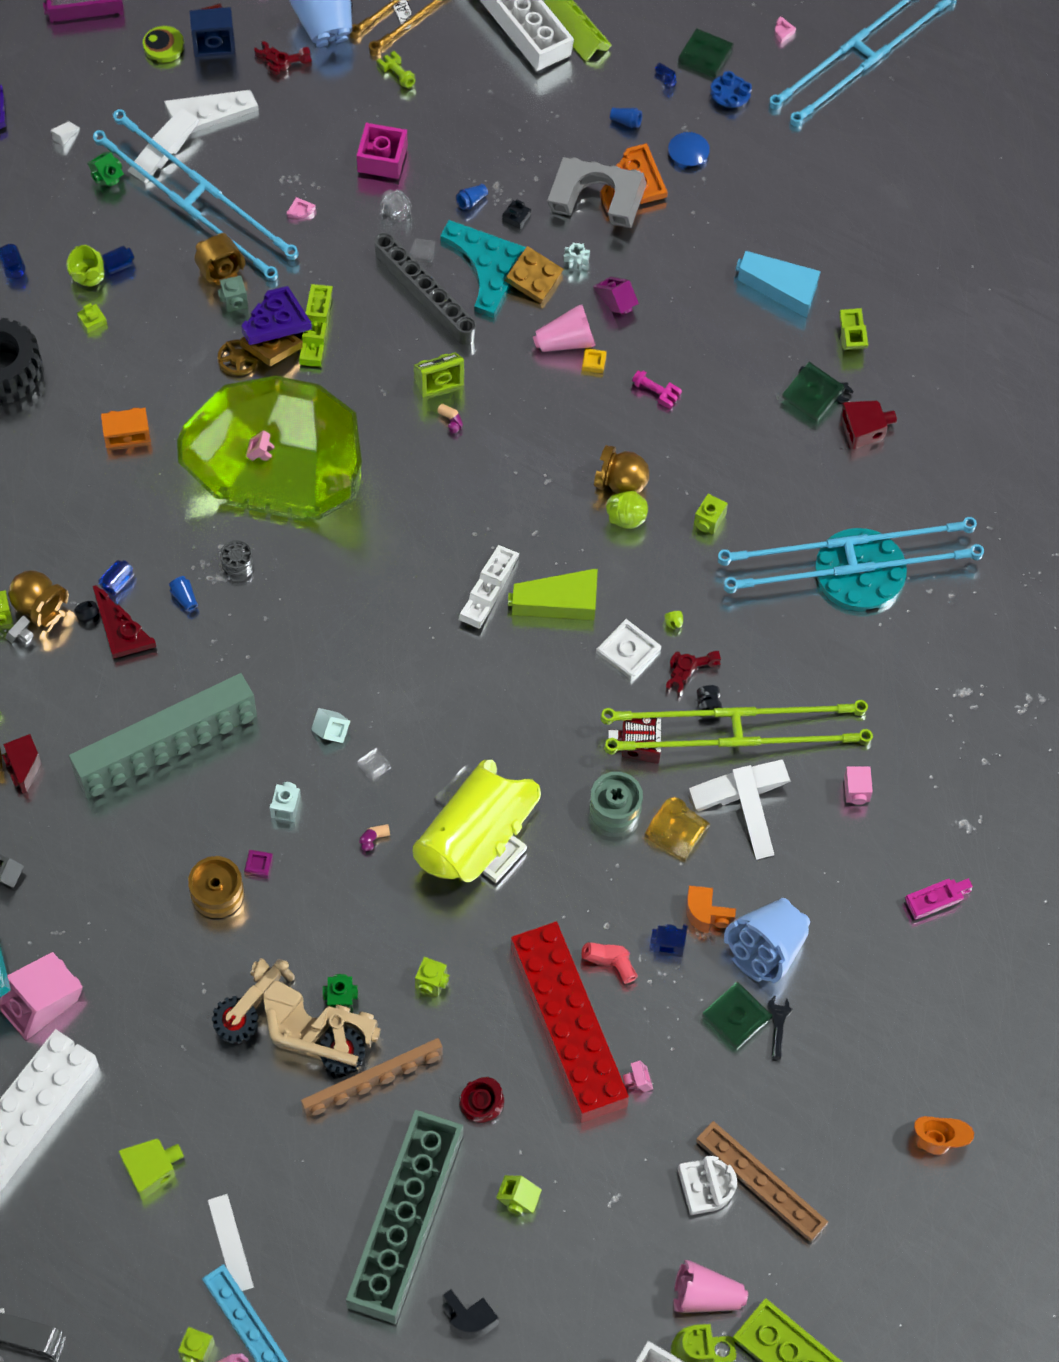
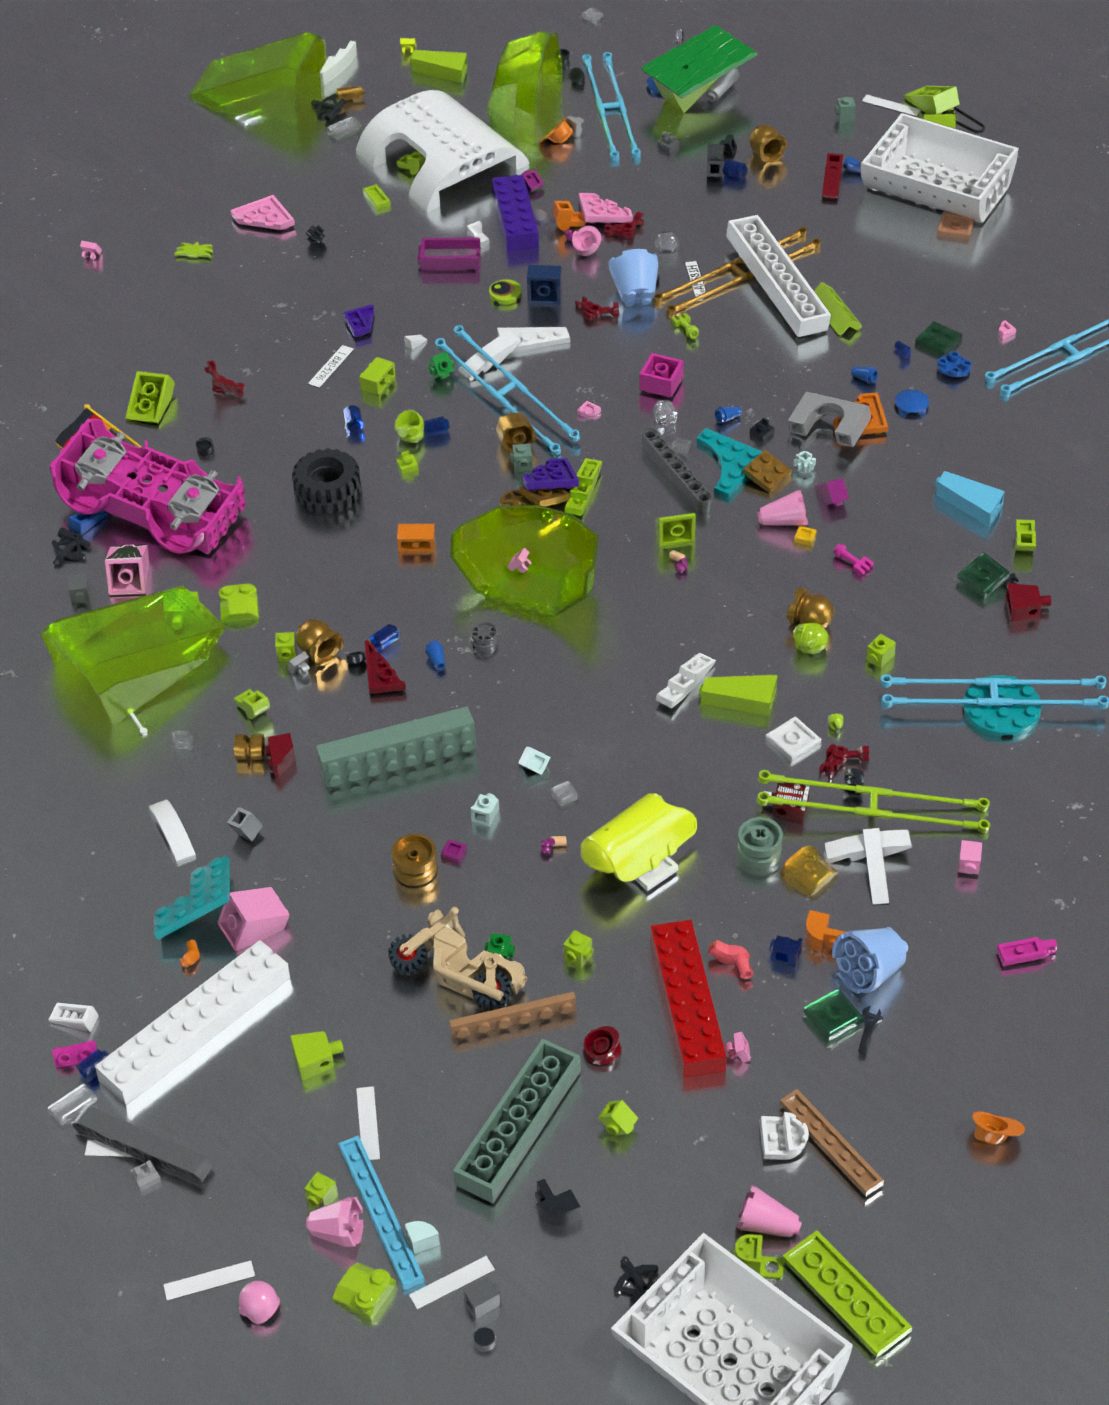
camera: 15 degrees right, 15 degrees down
(28, 193) = (377, 376): none -> lime brick

